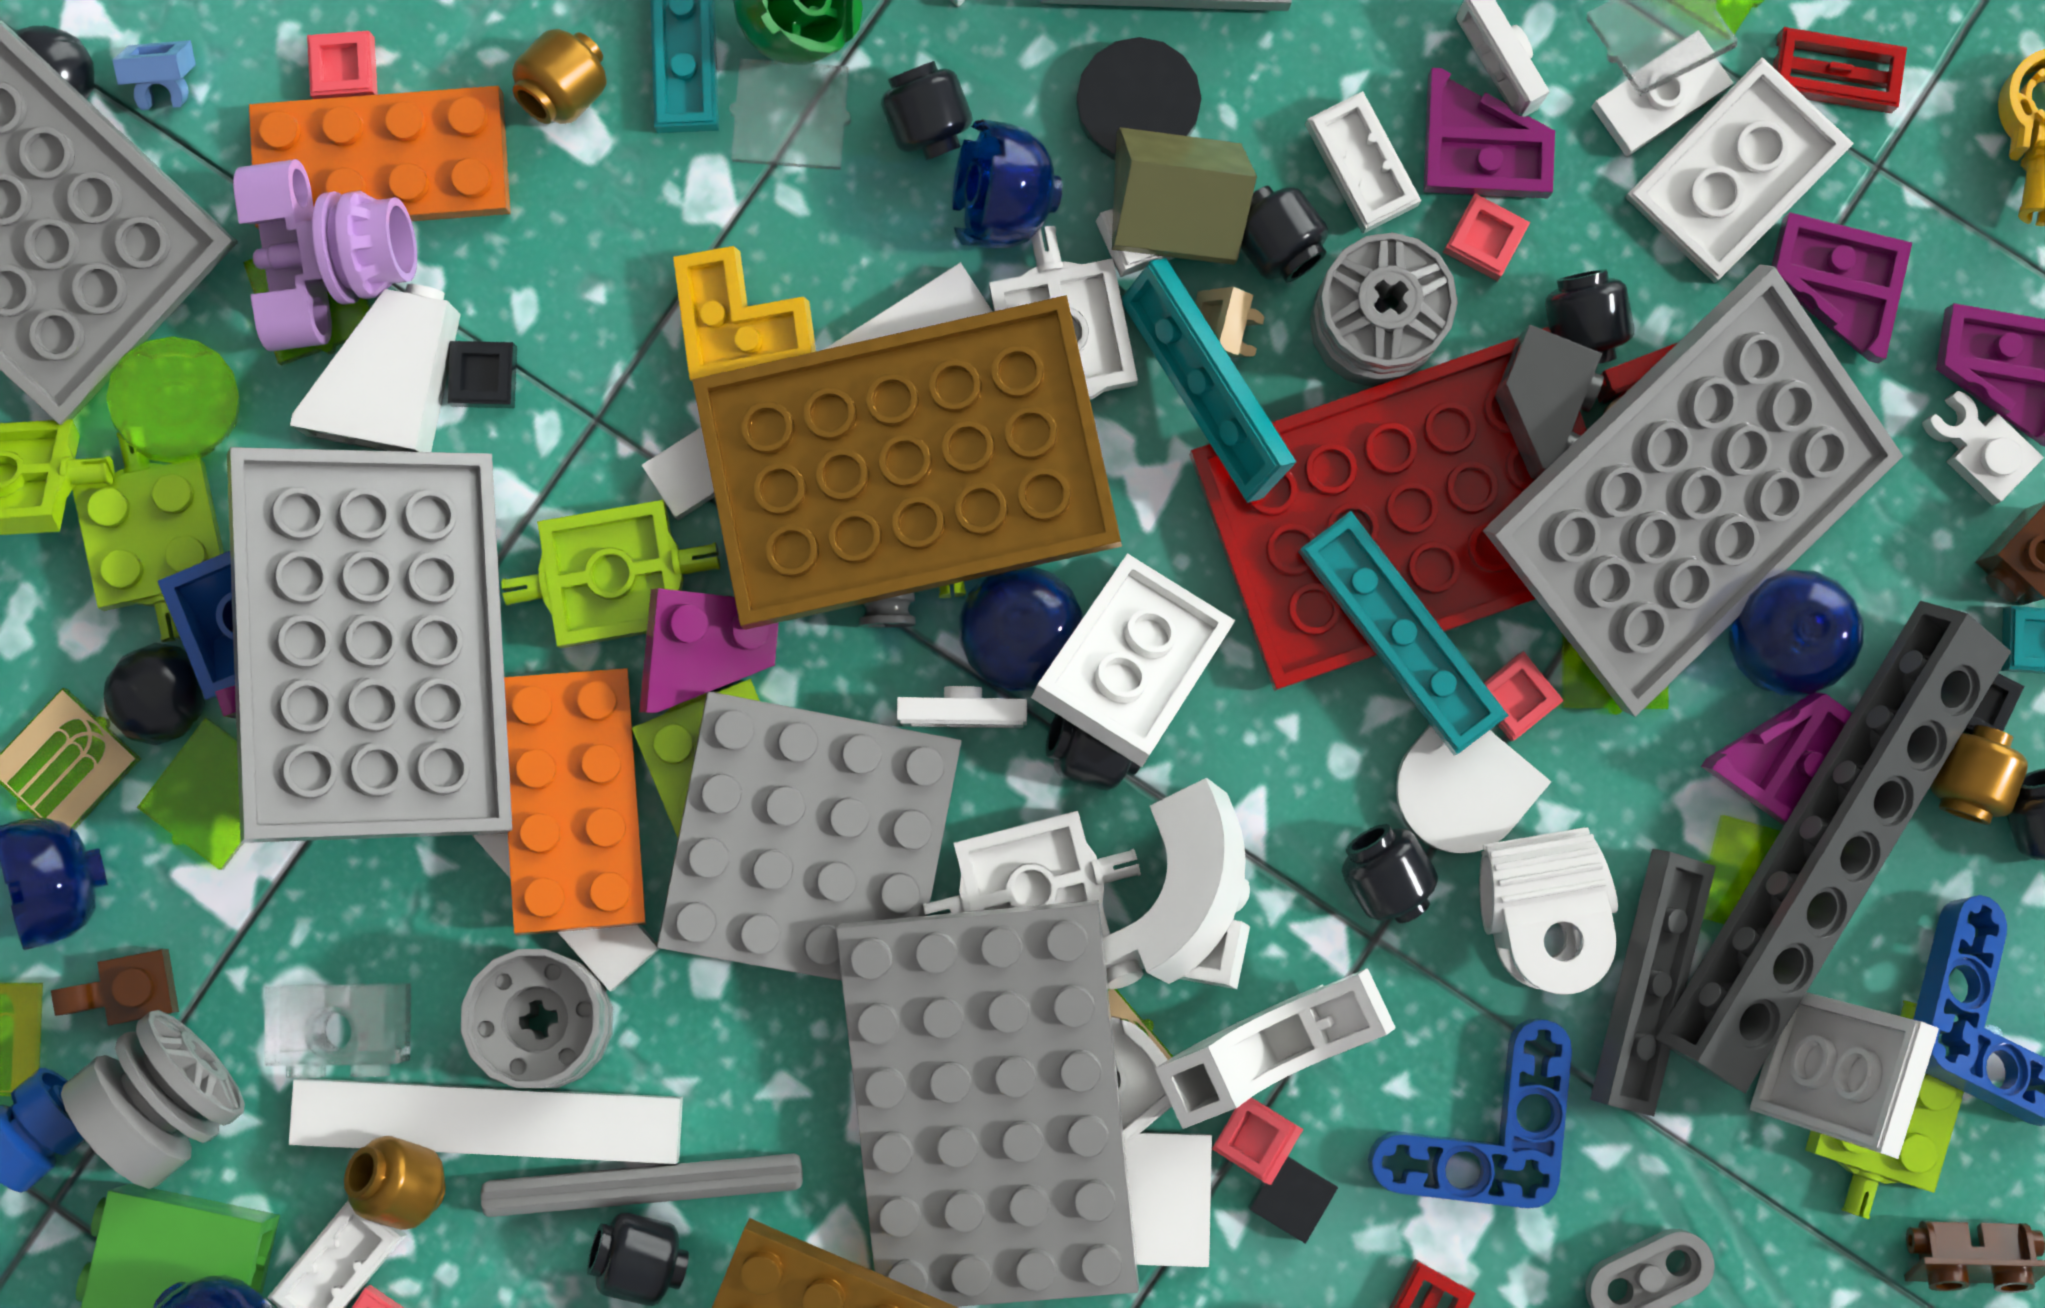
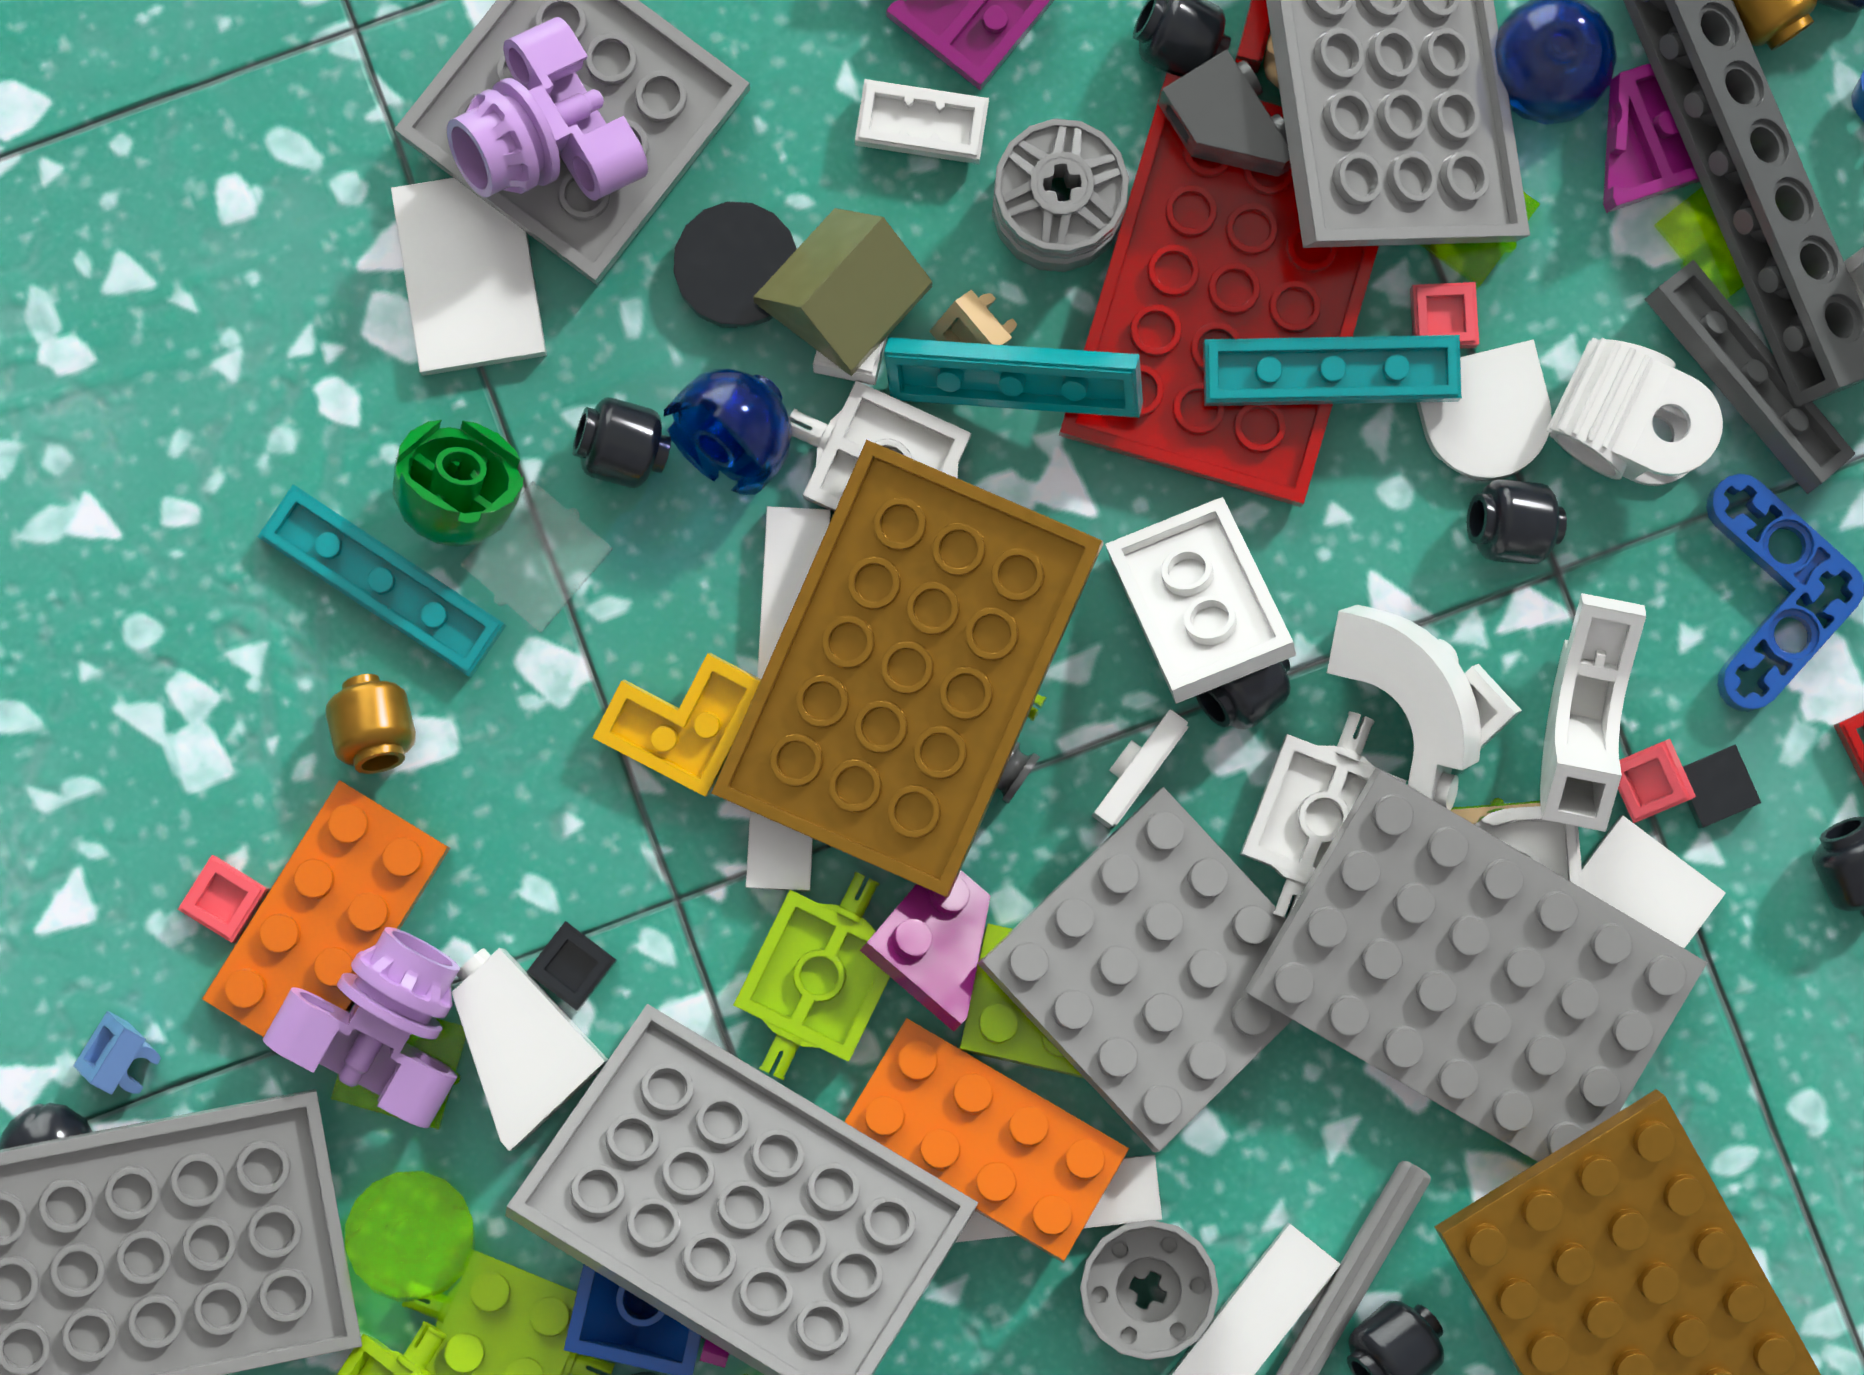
camera: 60 degrees left, 0 degrees up
(1017, 626) = (1103, 675): clear blue cylinder -> none
(1283, 234) = (937, 228): black head -> none
(1486, 237) = (1053, 67): coral tile -> none

